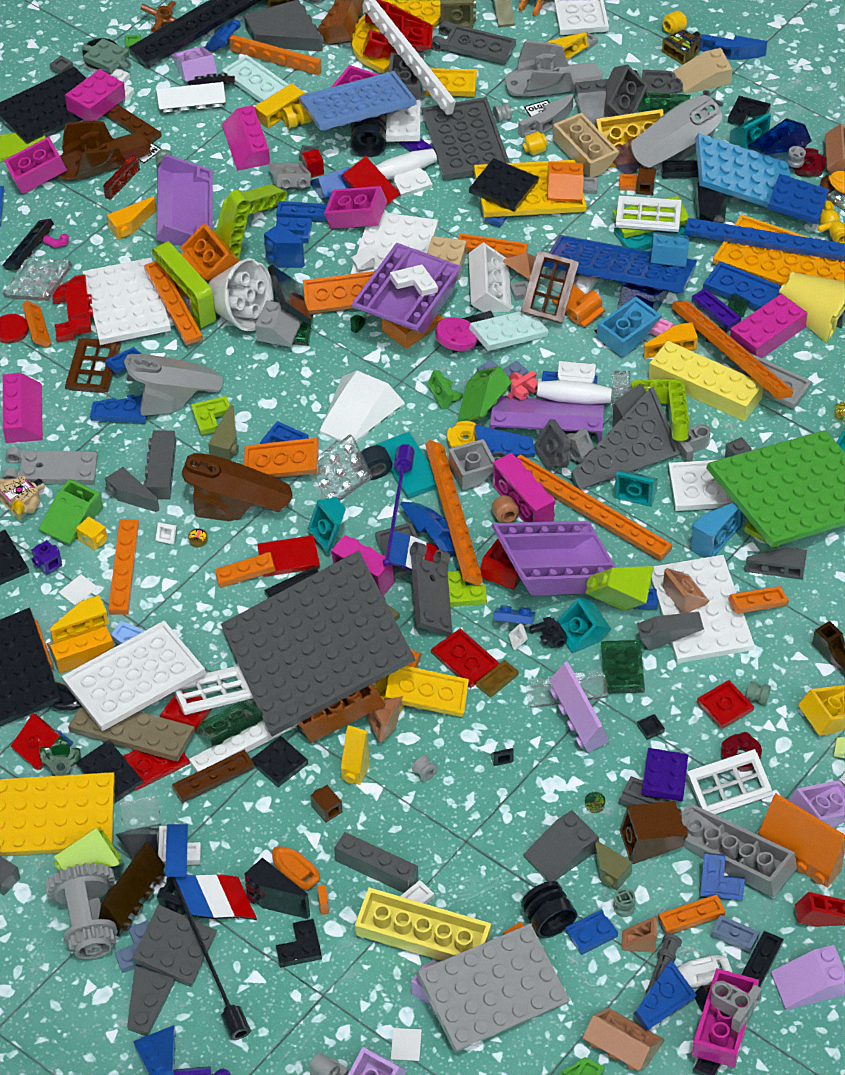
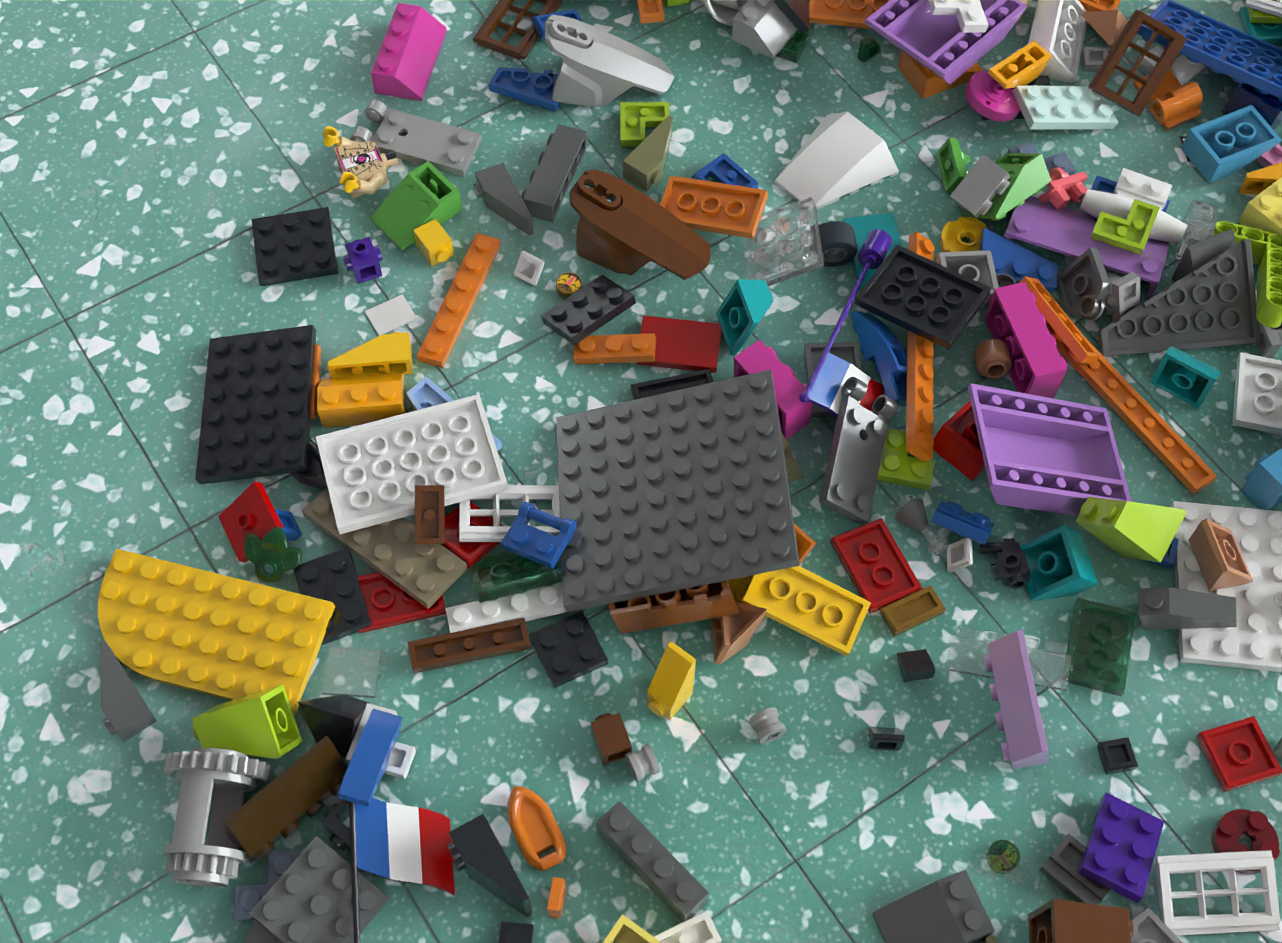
camera: 15 degrees right, 10 degrees up
(160, 700) = (429, 514): none -> reddish brown plate
(218, 549) = (588, 309): none -> black plate
(237, 700) = (535, 543): none -> blue plate
(351, 811) = (642, 763): none -> light grey wheel
(445, 480) = (922, 296): none -> black plate
(464, 398) = (980, 187): none -> light grey slope
(469, 309) = (1021, 66): none -> light orange slope
(479, 620) = (913, 515): none -> piece
(509, 710) = (915, 665): none -> black slope
(547, 477) = (1063, 327): none -> orange plate
(571, 404) = (1128, 233): none -> lime plate

